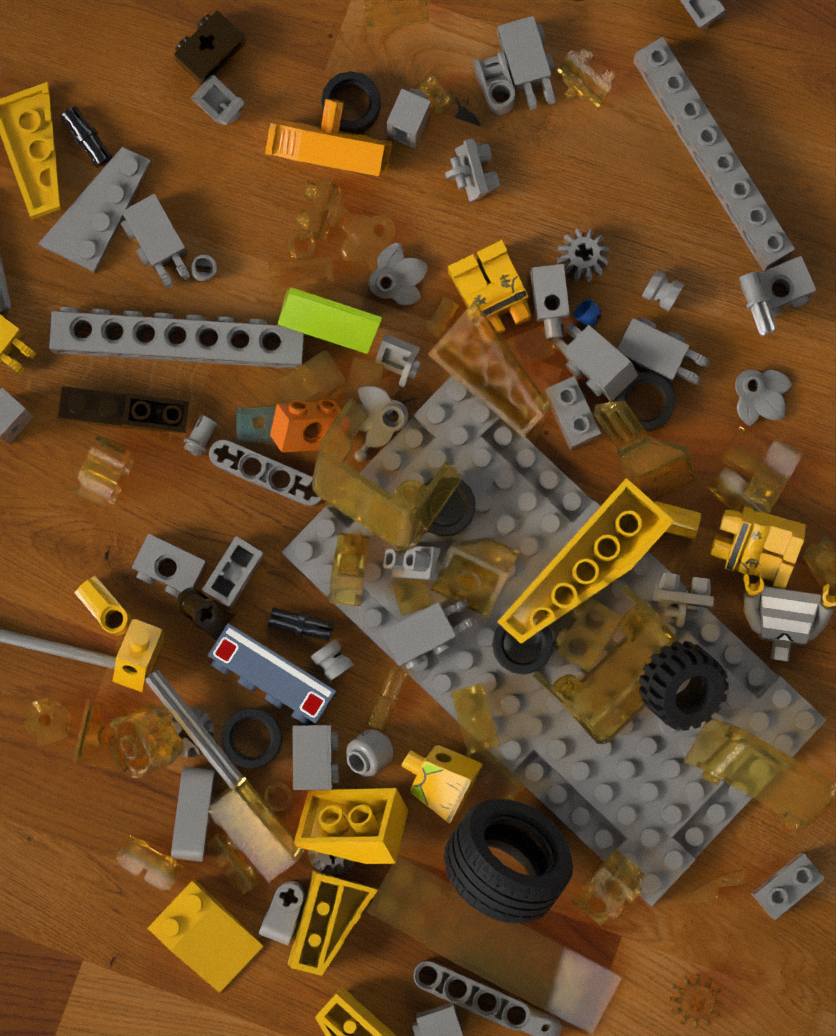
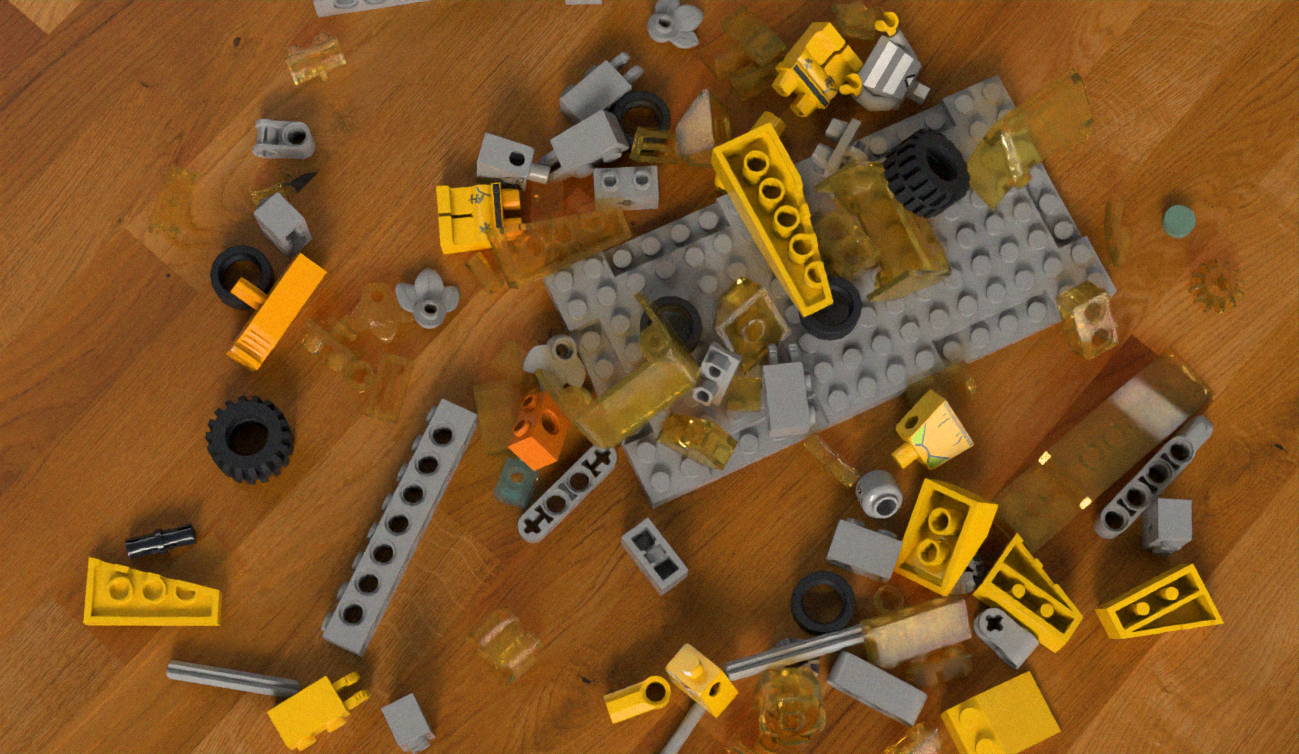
camera: 75 degrees left, 10 degrees down
(95, 216) = (245, 565): light grey wing -> none
(123, 410) = (450, 605): dark brown slope -> none
(155, 552) = (629, 600): light grey brick -> none
(156, 237) = (292, 510): light grey hinge -> none
(198, 149) = (236, 418): none -> black tyre
(199, 436) = (505, 542): light grey pin -> none
(202, 63) = (140, 401): dark brown brick -> none
(203, 262) = (336, 473): light grey hinge -> none
(204, 612) = (685, 600): dark brown piece -> none
(218, 101) = (184, 399): light grey bracket -> none
(272, 674) = (767, 559): sand blue brick -> none
(301, 624) = (728, 515): black pin -> none
(328, 320) = (444, 370): lime slope -> none
(332, 661) = (776, 497): light grey wheel -> none
(399, 358) = (508, 324): light grey bracket -> none
(469, 172) = (355, 192): light grey hips -> none
(475, 718) = (885, 377): clear yellow hinge -> none
(492, 885) = (1035, 395): black tyre -> none
(526, 58) = (273, 100): light grey hinge -> none
(576, 263) = (471, 117): light grey gear -> none
(587, 313) = (537, 140): blue hinge -> none
(660, 289) = (542, 68): light grey wheel -> none
(750, 944) = (1178, 221): none -> sand green tile
(787, 886) = (1137, 166): light grey brick -> none

